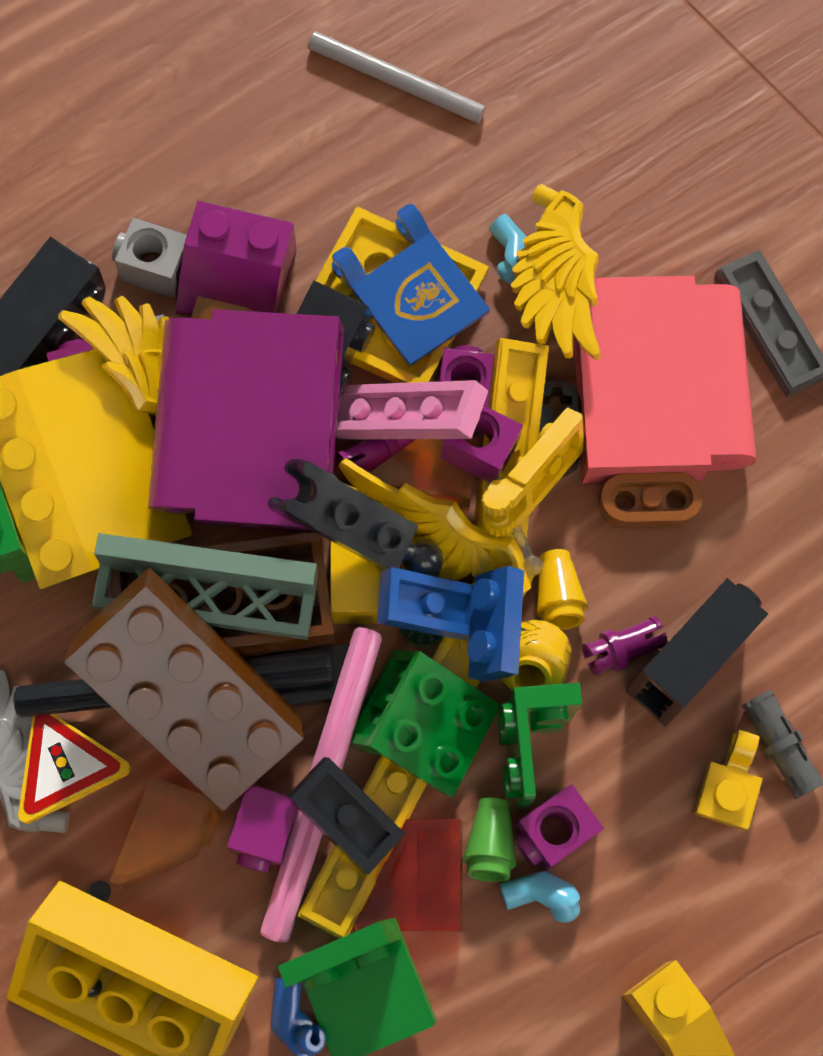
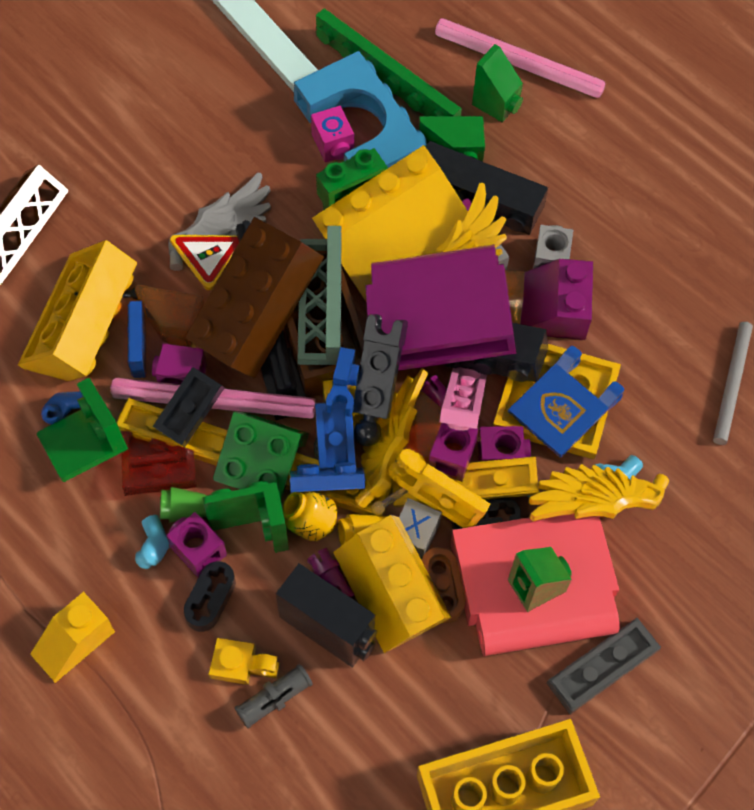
camera: 85 degrees right, 10 degrees down
(198, 892) = (137, 339): none -> blue tile
(353, 569) = (345, 374): none -> blue plate
(572, 522) = (421, 524): none -> light grey brick
(639, 808) = (202, 592): none -> black beam
(658, 559) = (391, 582): none -> yellow slope
(688, 361) = (539, 576): none -> green slope

